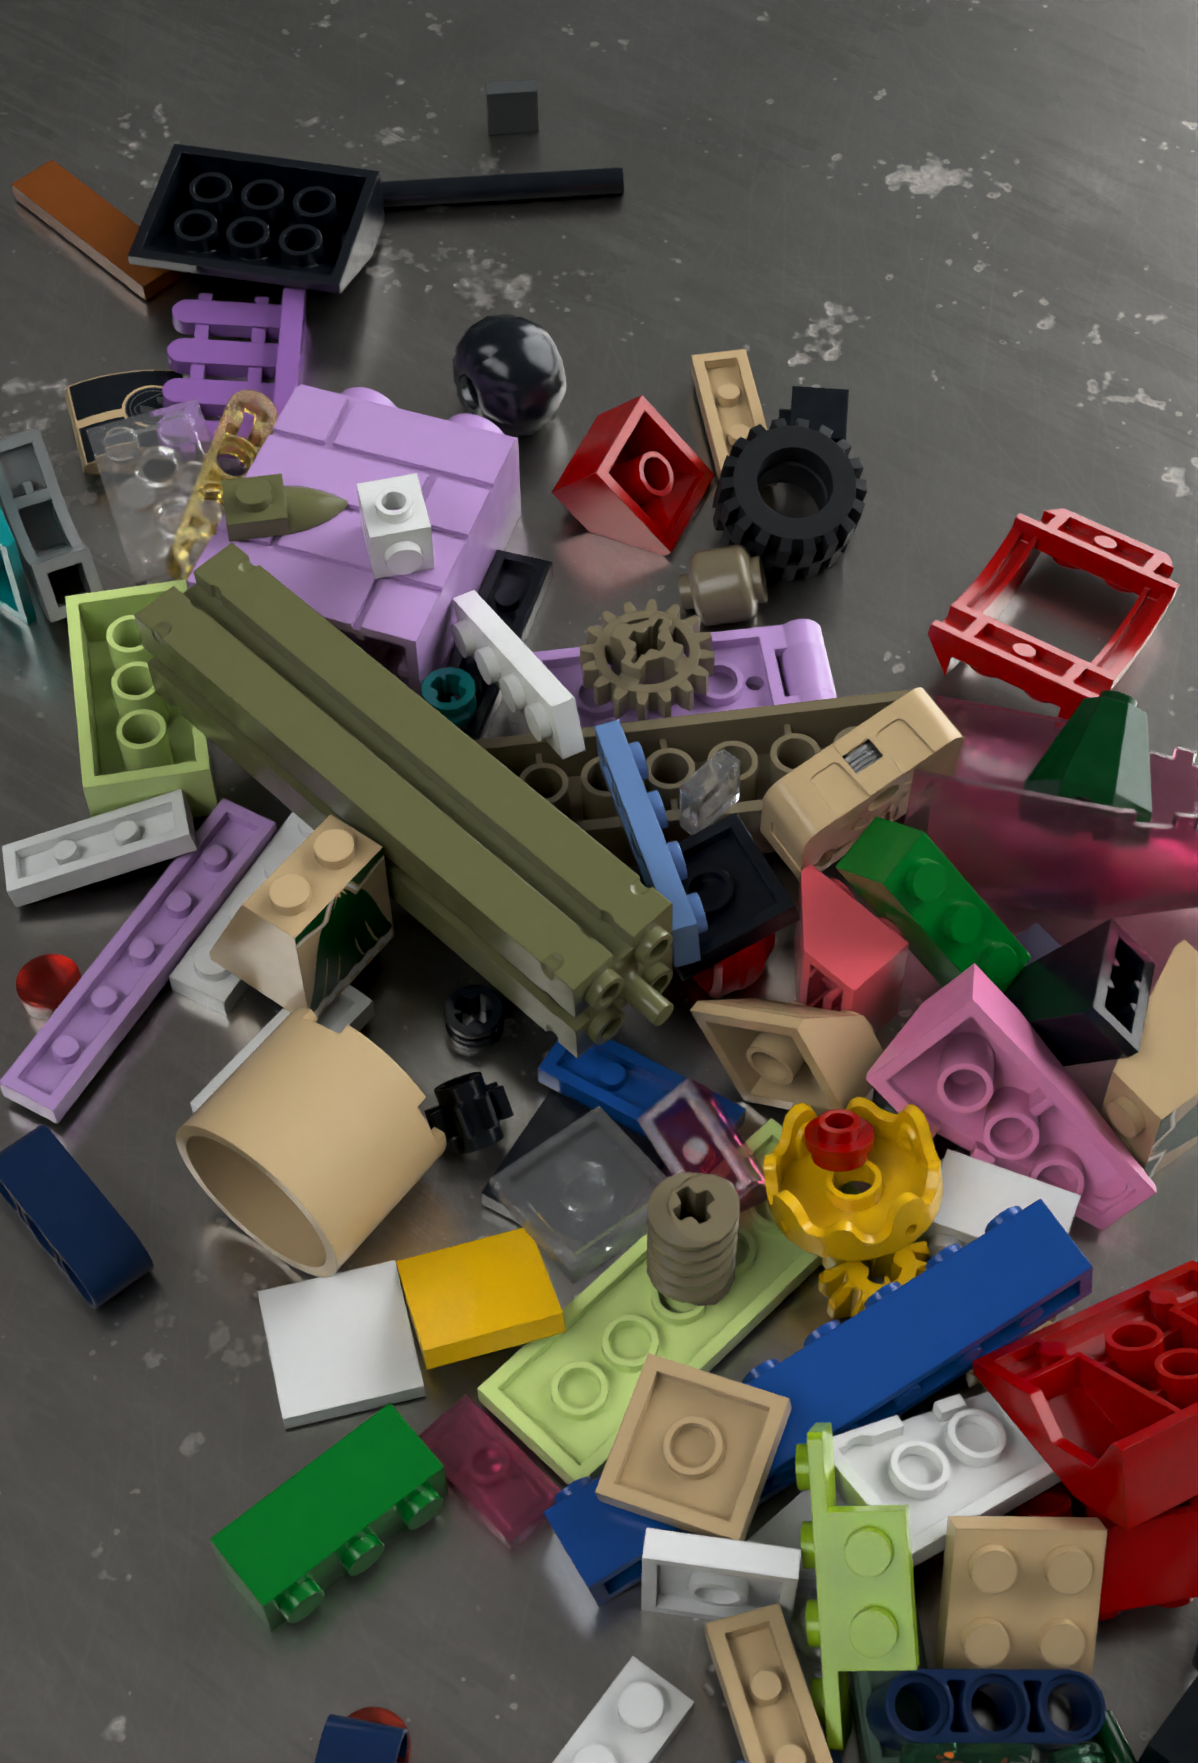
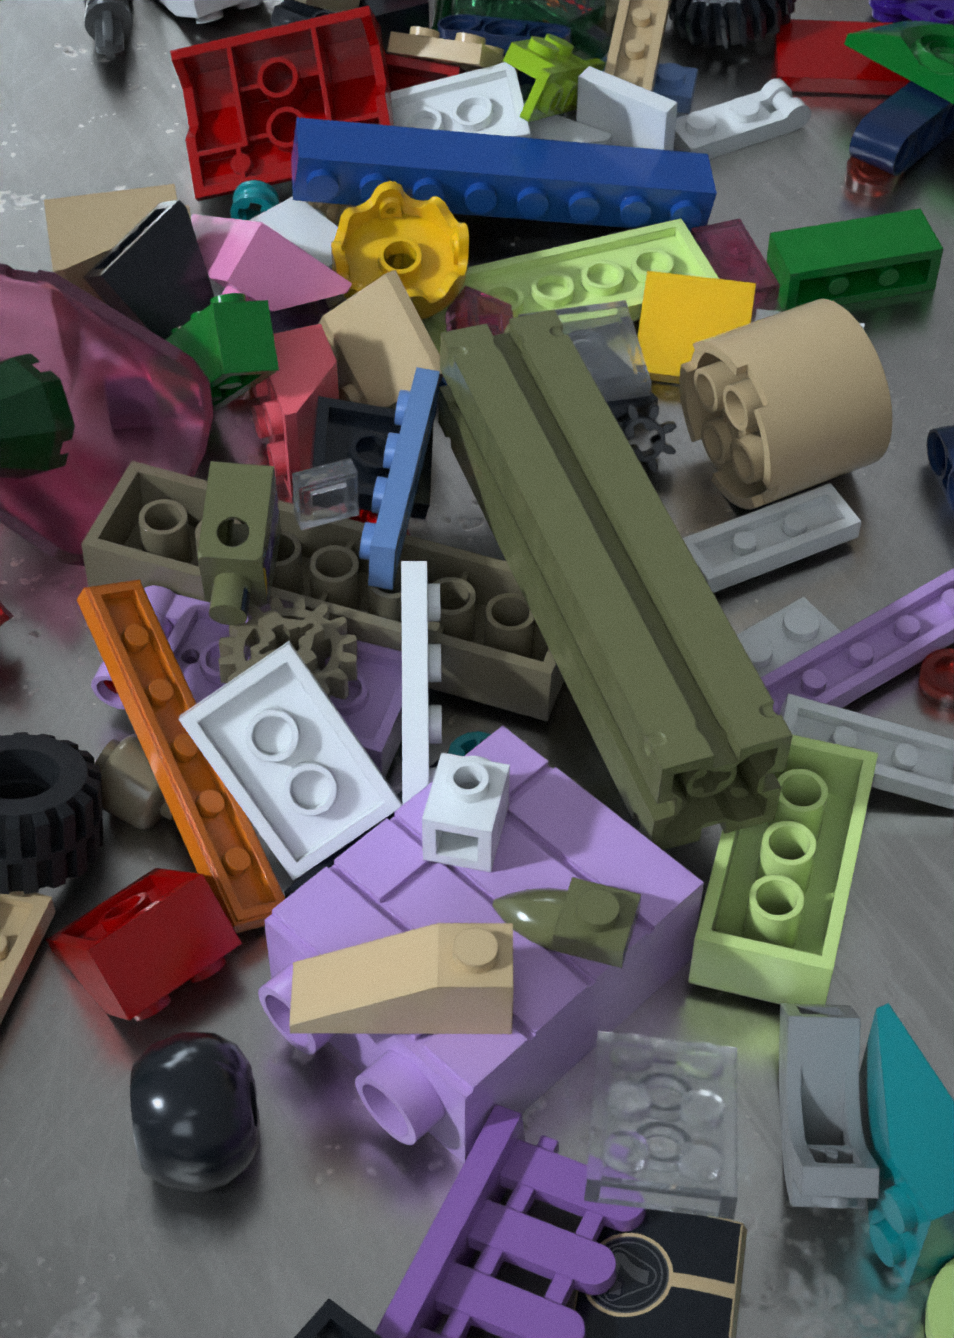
camera: 155 degrees left, 5 degrees down
(209, 479) = (550, 1114): clear yellow beam -> none
(312, 920) = (740, 534): tan slope -> none
(364, 400) = (410, 983): none -> tan slope
(607, 581) = (290, 760): none -> white plate
(693, 1237) = (538, 249): dark tan piece -> none
(694, 1450) = (610, 149): tan plate -> none
(698, 581) = (203, 808): none -> orange tile
(740, 666) = (233, 558): none -> olive torso
(839, 1140) = (396, 251): red plate -> none
(865, 774) = (204, 409): tan axle -> none
(1115, 1273) = (252, 192): none -> teal bush

